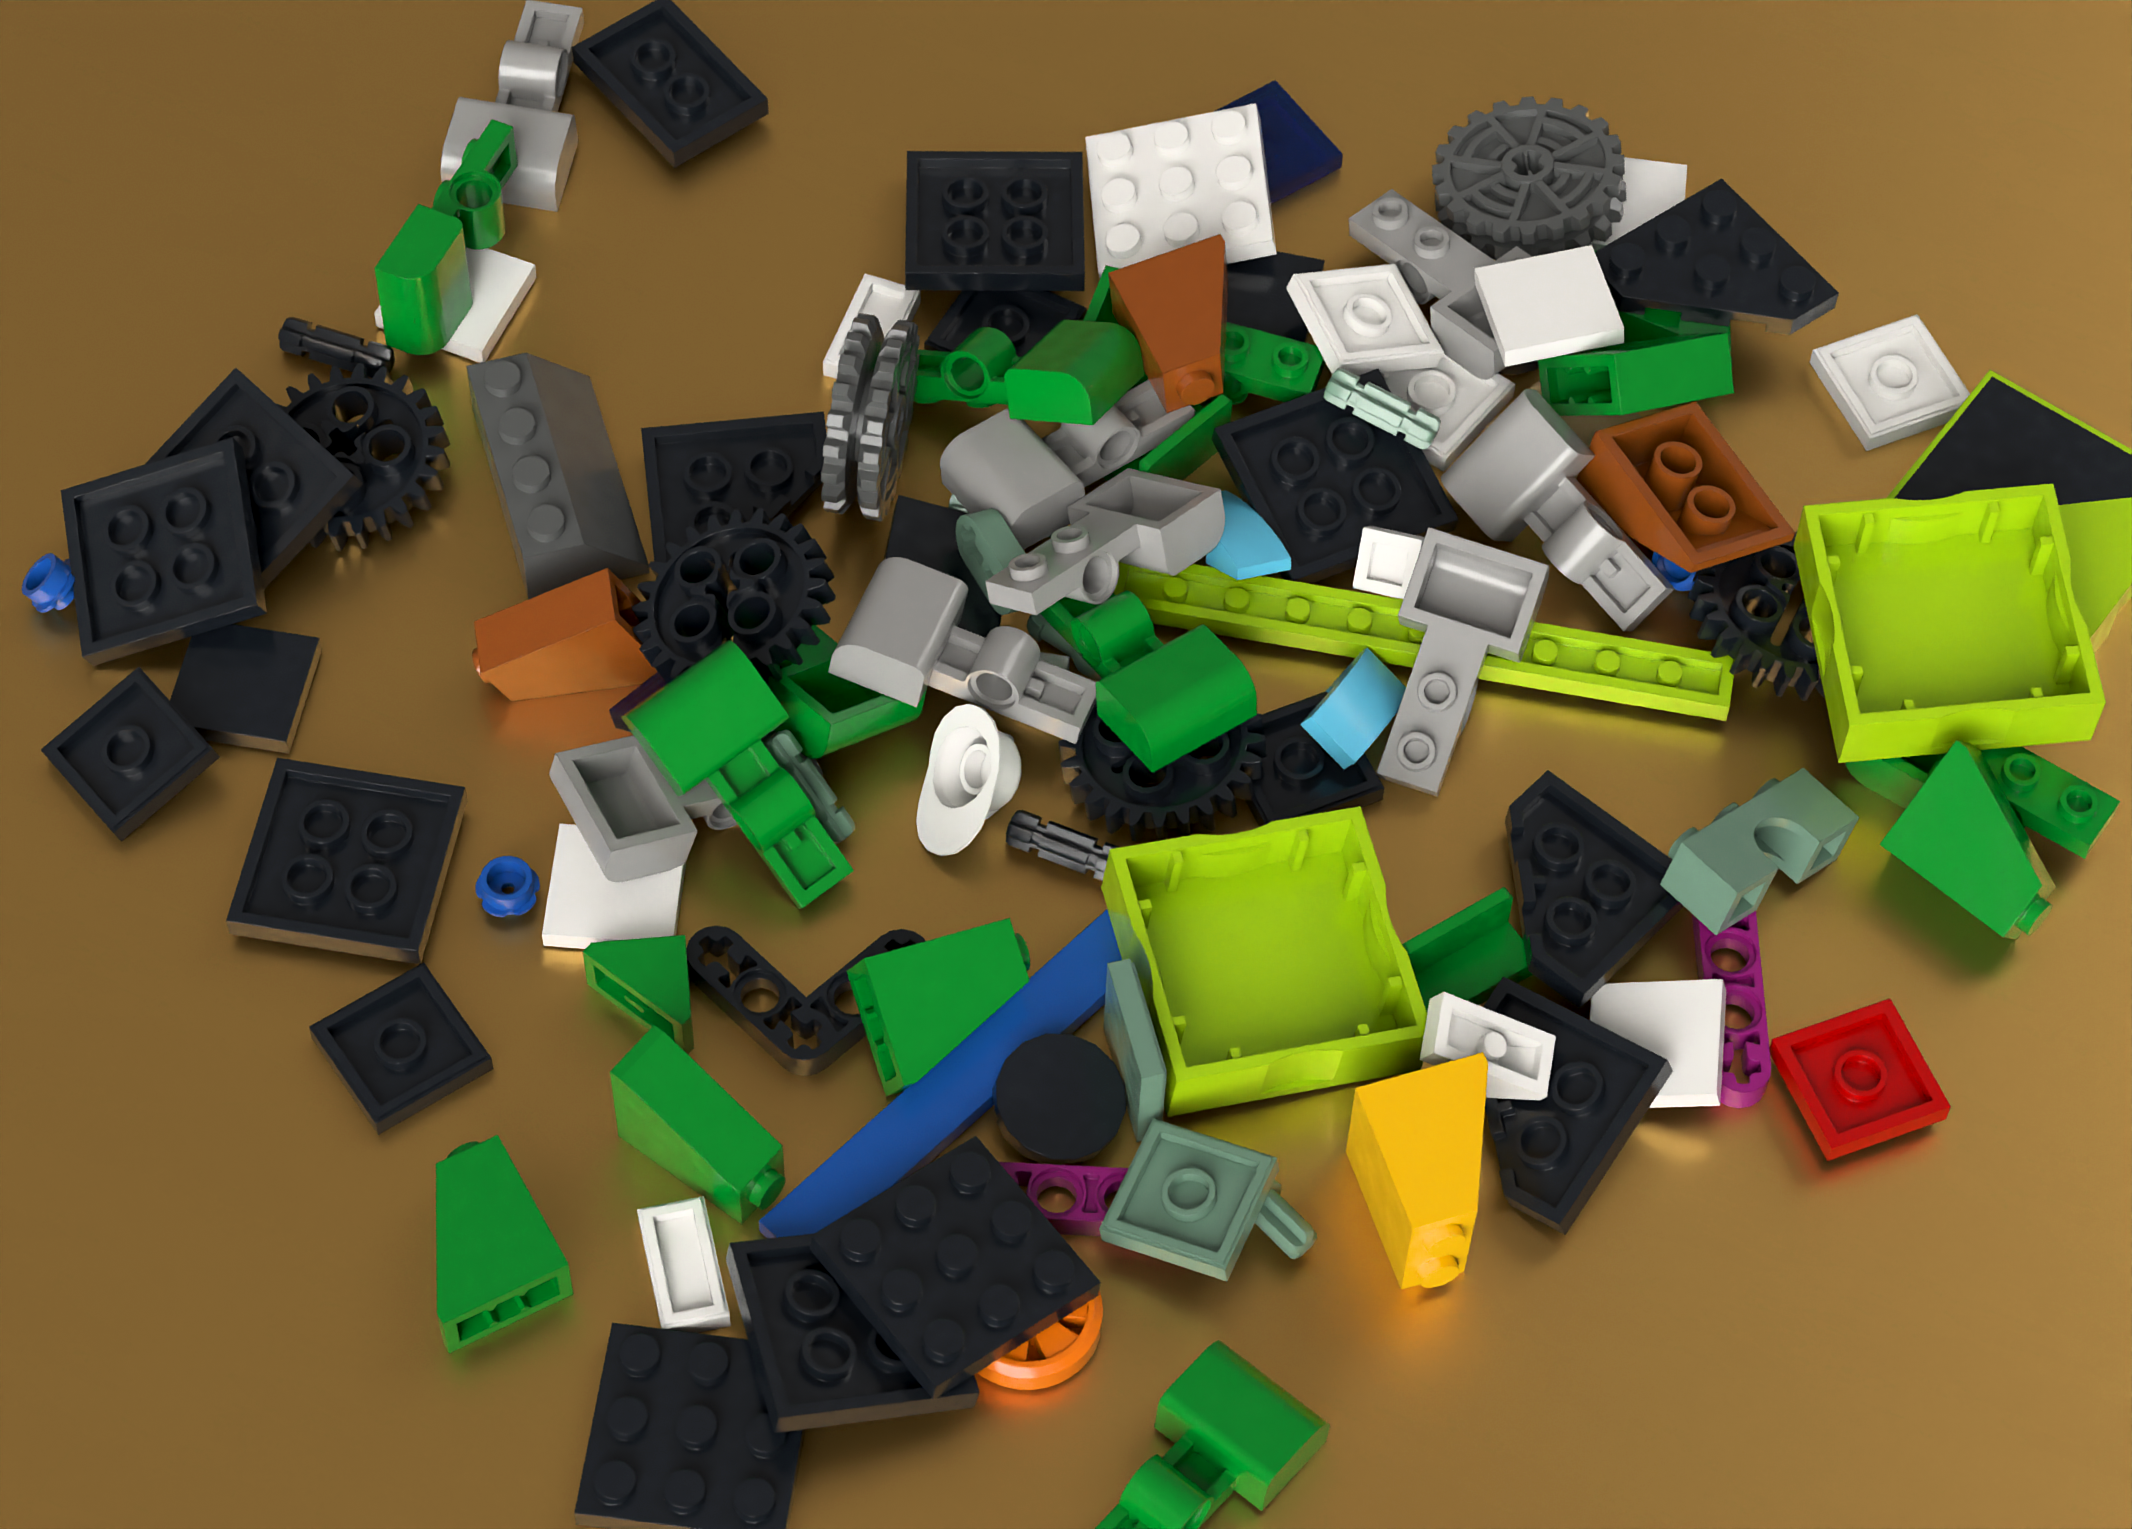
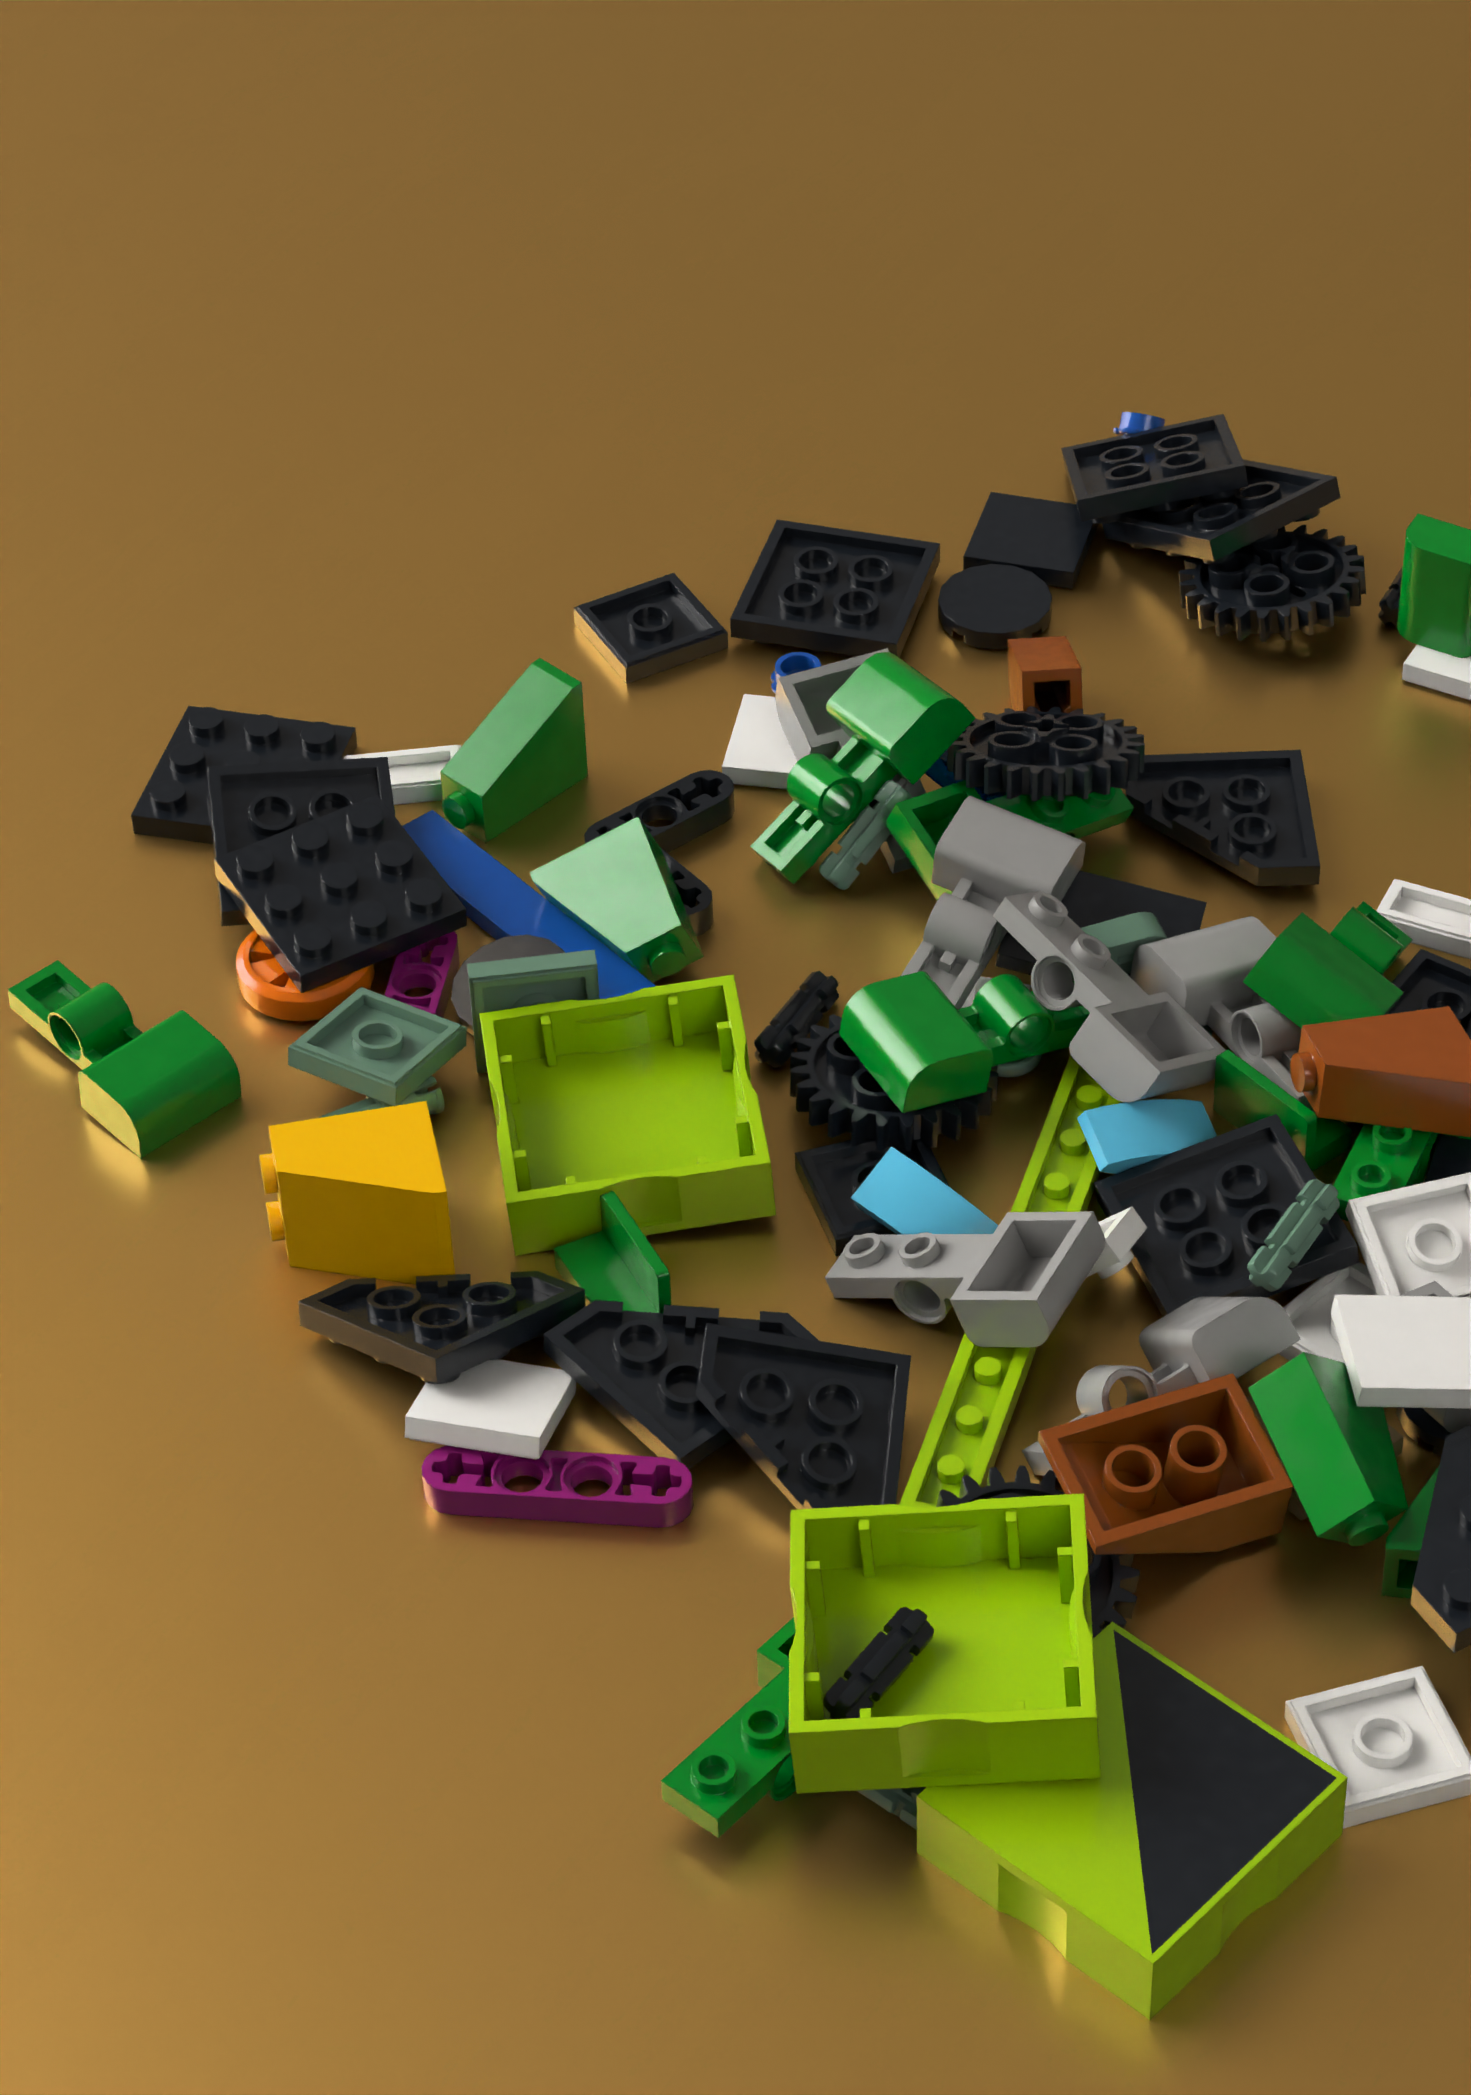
camera: 100 degrees right, 15 degrees down
(130, 753) = (959, 475): black tile -> none
(366, 713) = (994, 605): none -> black tile
(490, 1246) = (442, 658): green slope -> none
(554, 472) = (1254, 693): dark grey slope -> none
(646, 982) = (666, 748): green slope -> none
(870, 416) = (1268, 842): dark grey piece -> none
(967, 779) = (874, 947): white piece -> none
(1515, 1052) = (483, 1238): white slope -> none
(1647, 770) = (809, 1412): none -> black plate
(1732, 861) = (673, 1442): sand green arch -> none
(1859, 1079) = (423, 1566): red plate -> none
(1971, 668) = (879, 1664): none -> black axle
(1973, 846) = (674, 1677): green slope -> none

